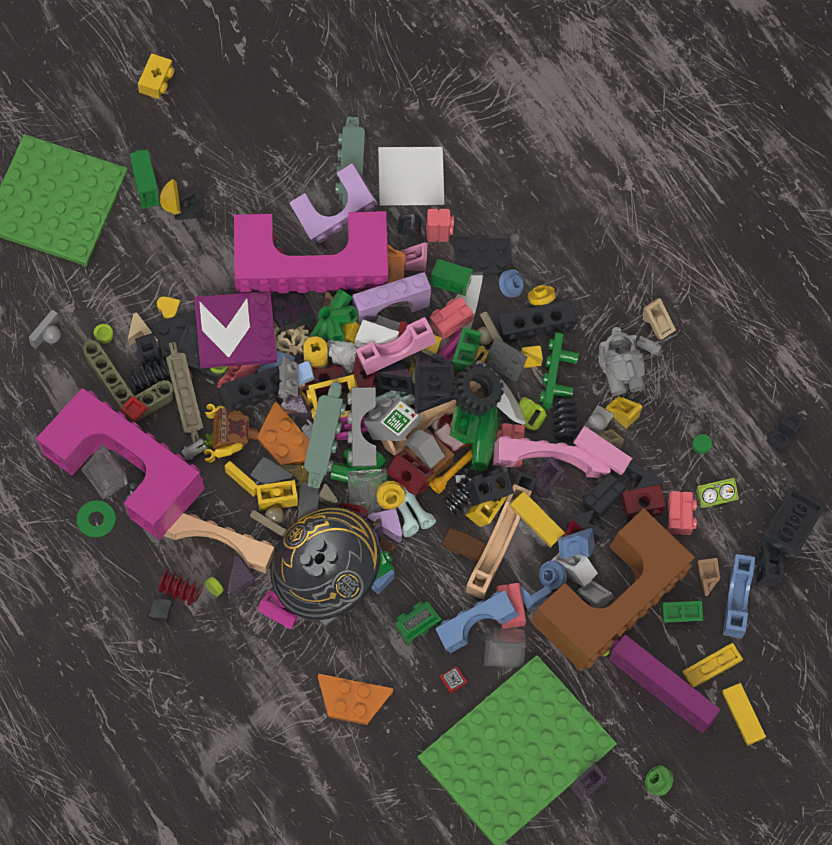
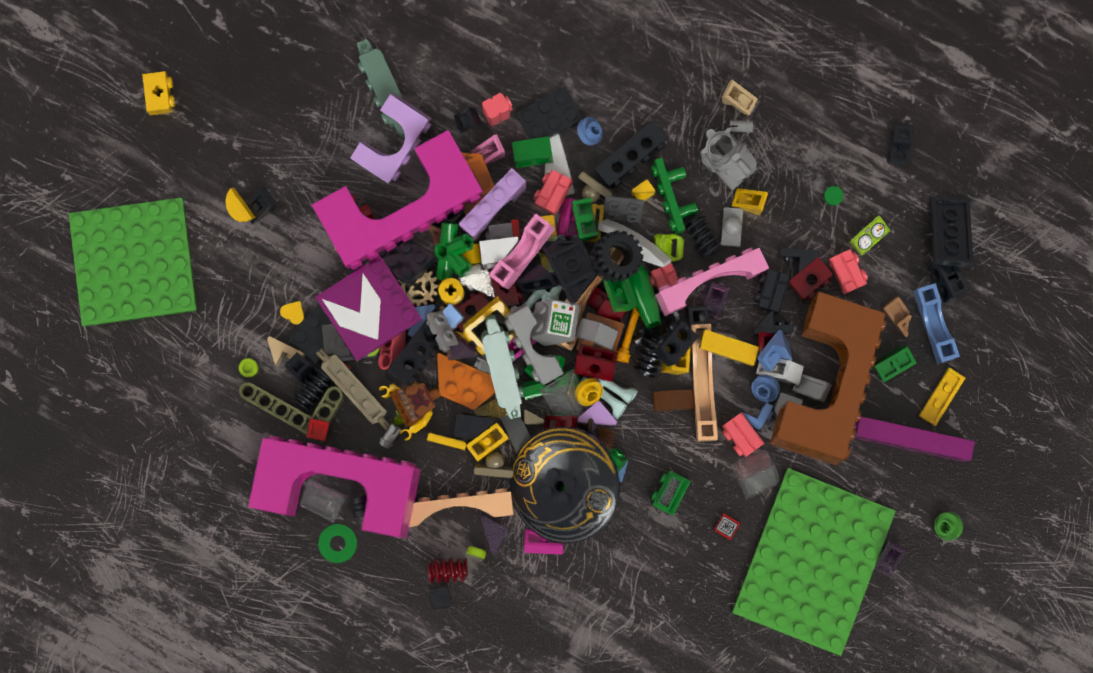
camera: 25 degrees left, 15 degrees up
(46, 330) = (197, 393): light grey tile -> none
(144, 179) = (204, 202): green window -> none
(352, 699) = (649, 590): orange wing -> none
(411, 176) = (443, 69): white sticker -> none
(455, 631) = (737, 448): medium blue arch -> none
(541, 295) = (623, 128): yellow plate -> none
(602, 450) = (753, 252): bright pink tile -> none
(612, 437) = (752, 235): dark tan slope -> none
(743, 714) = (989, 427): yellow tile -> none

